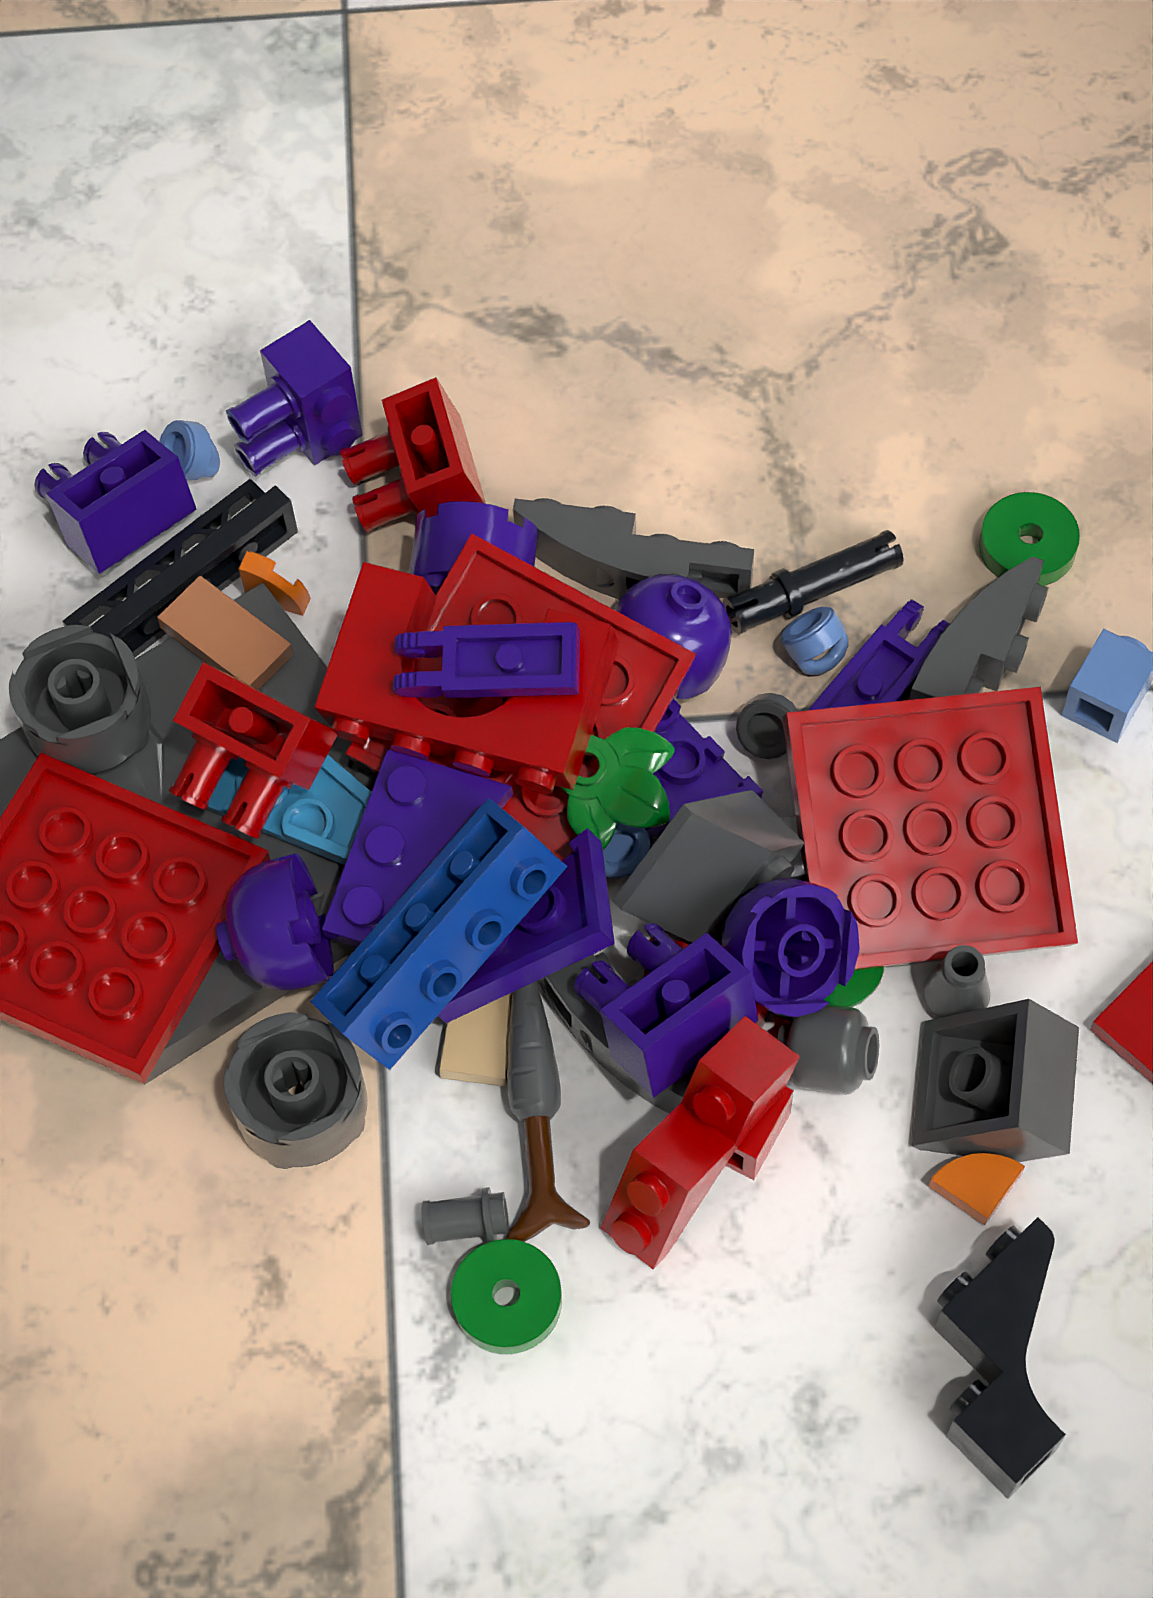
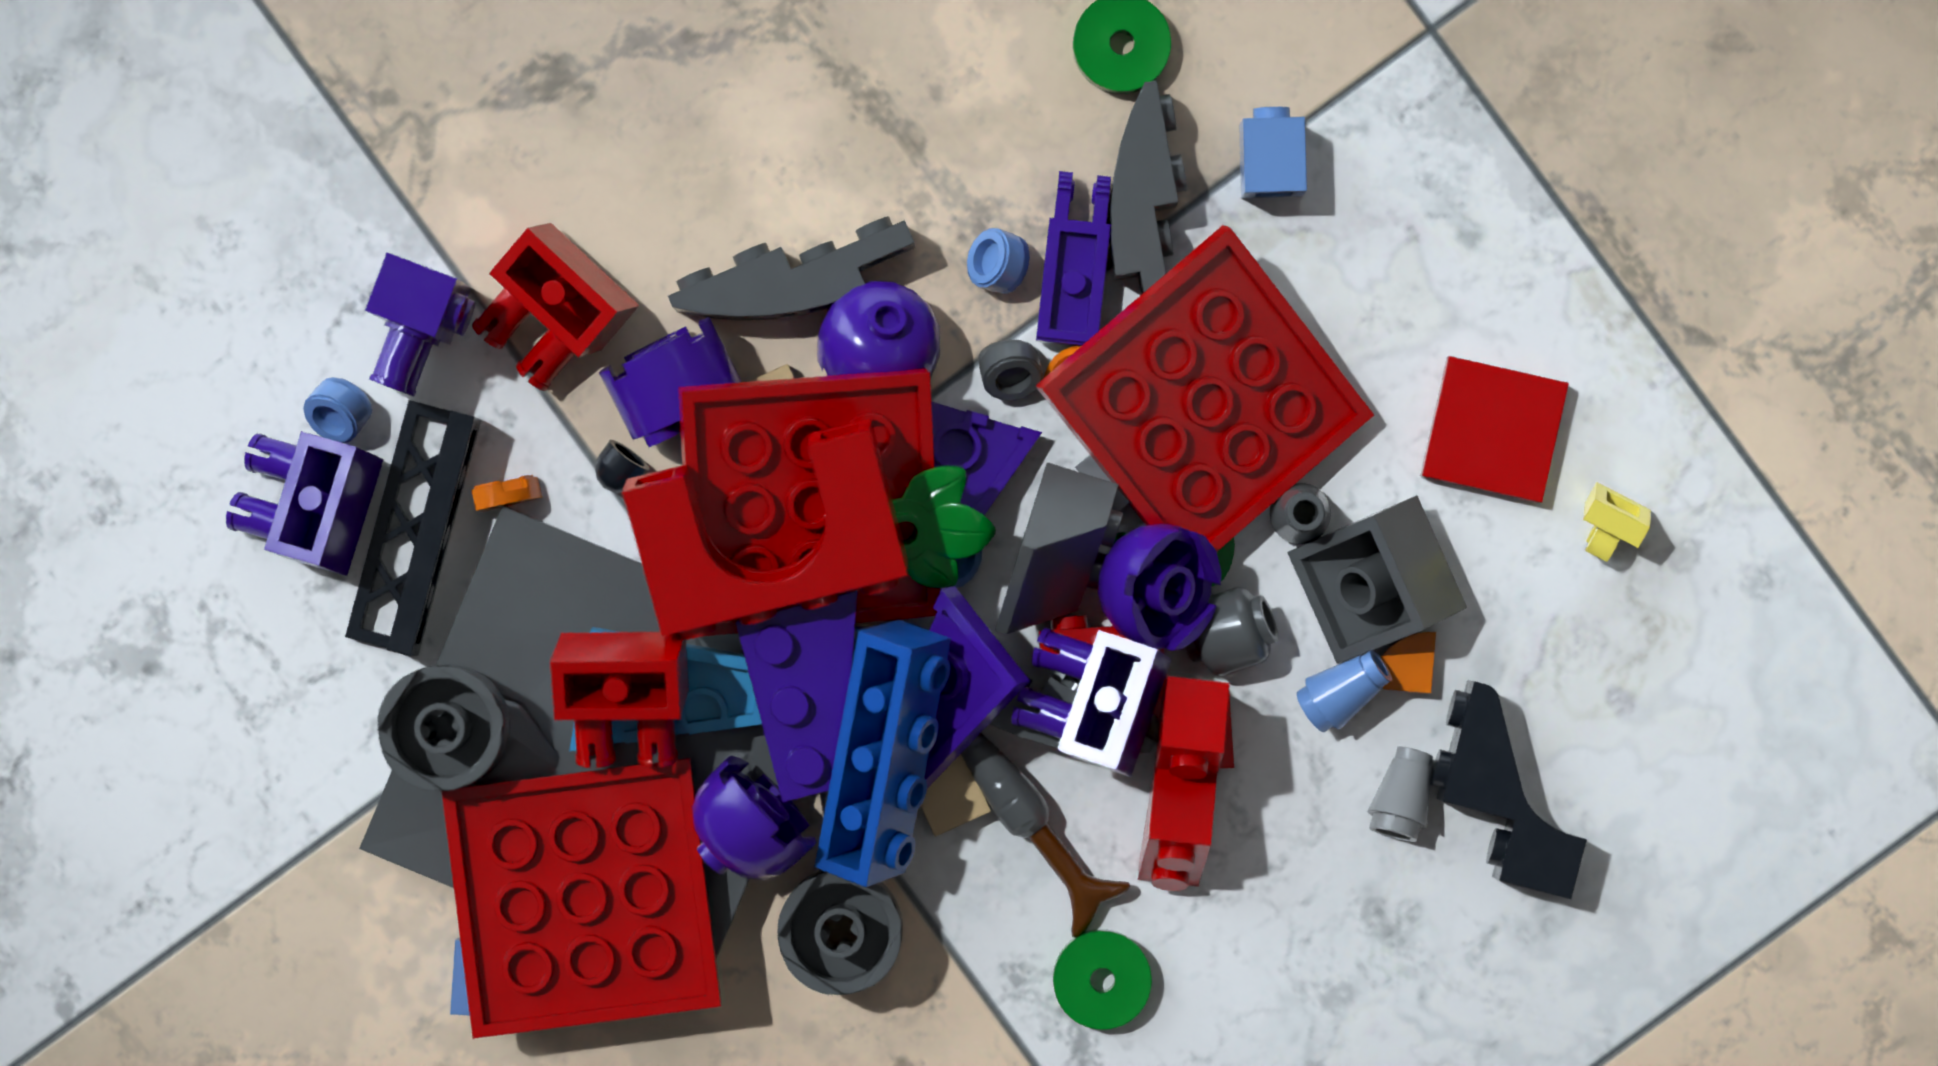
camera: 30 degrees left, 25 degrees up
(225, 634) = (510, 581): nougat tile -> none
(465, 1217) = (1033, 941): dark grey pin -> none
(493, 661) = (797, 524): dark purple hinge -> none
(792, 590) = (964, 204): black pin -> none
(900, 1299) = (1403, 796): none -> light grey cone
(902, 1161) = (1343, 690): none -> medium blue cone

